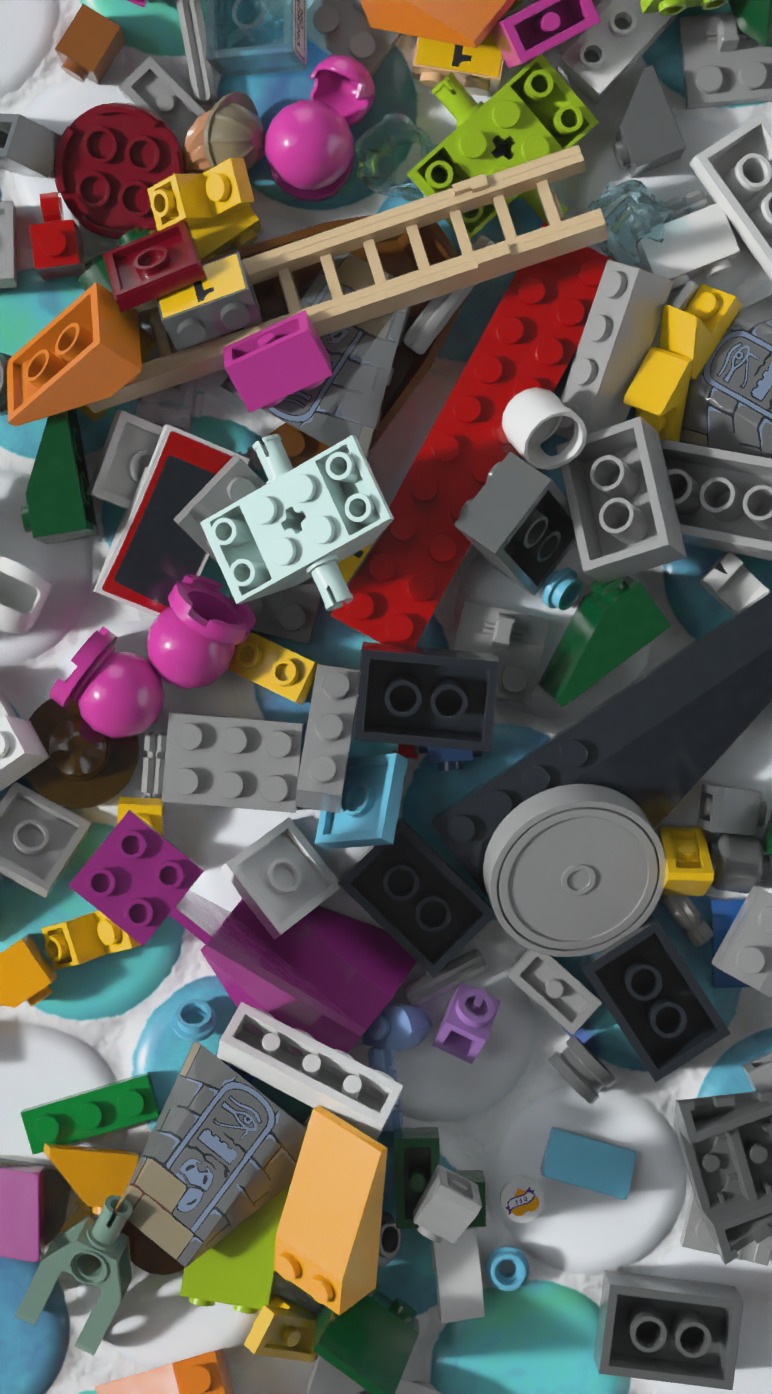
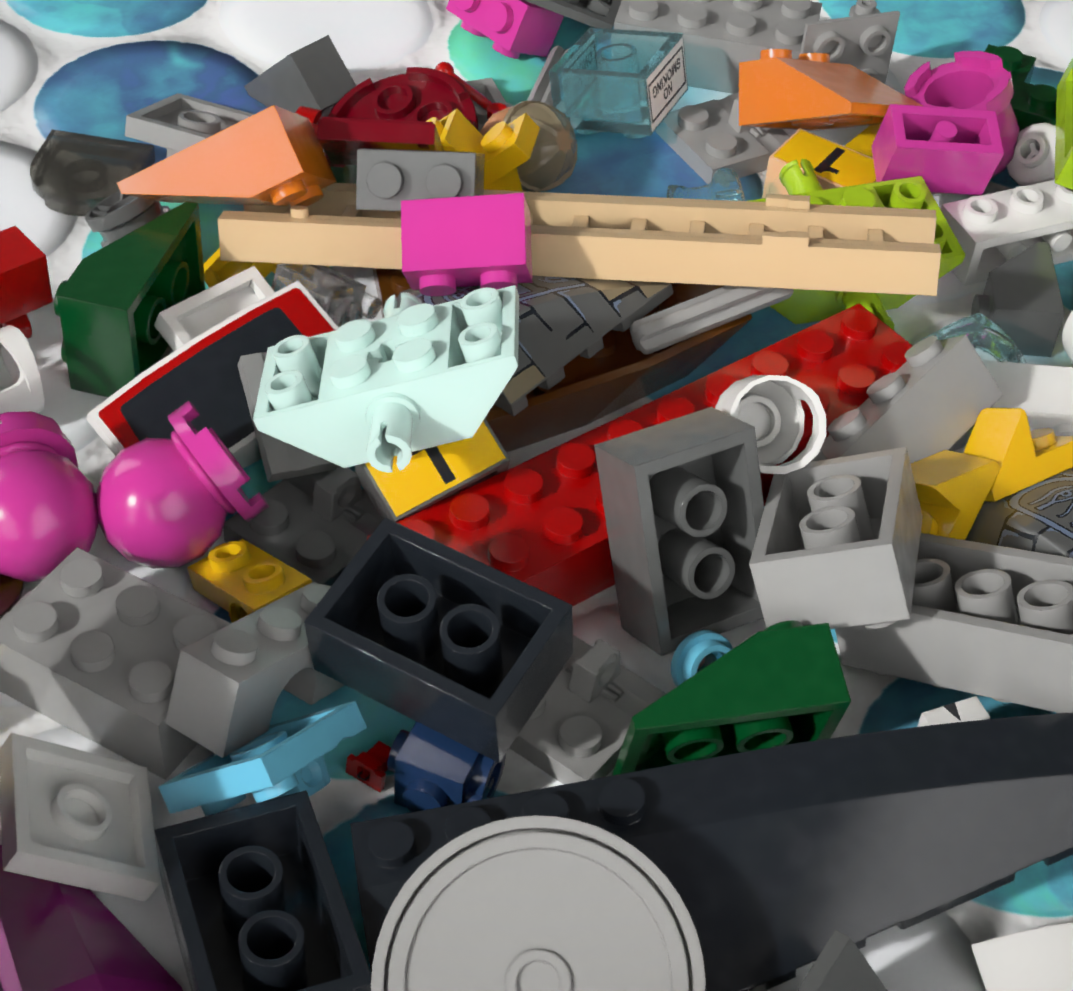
camera: 20 degrees right, 45 degrees down
(89, 45) = (438, 42): dark orange brick -> none
(178, 105) = (477, 97): none -> red hinge
(309, 150) = (618, 155): dark pink tile -> none
(344, 86) = (683, 156): dark pink hair -> none

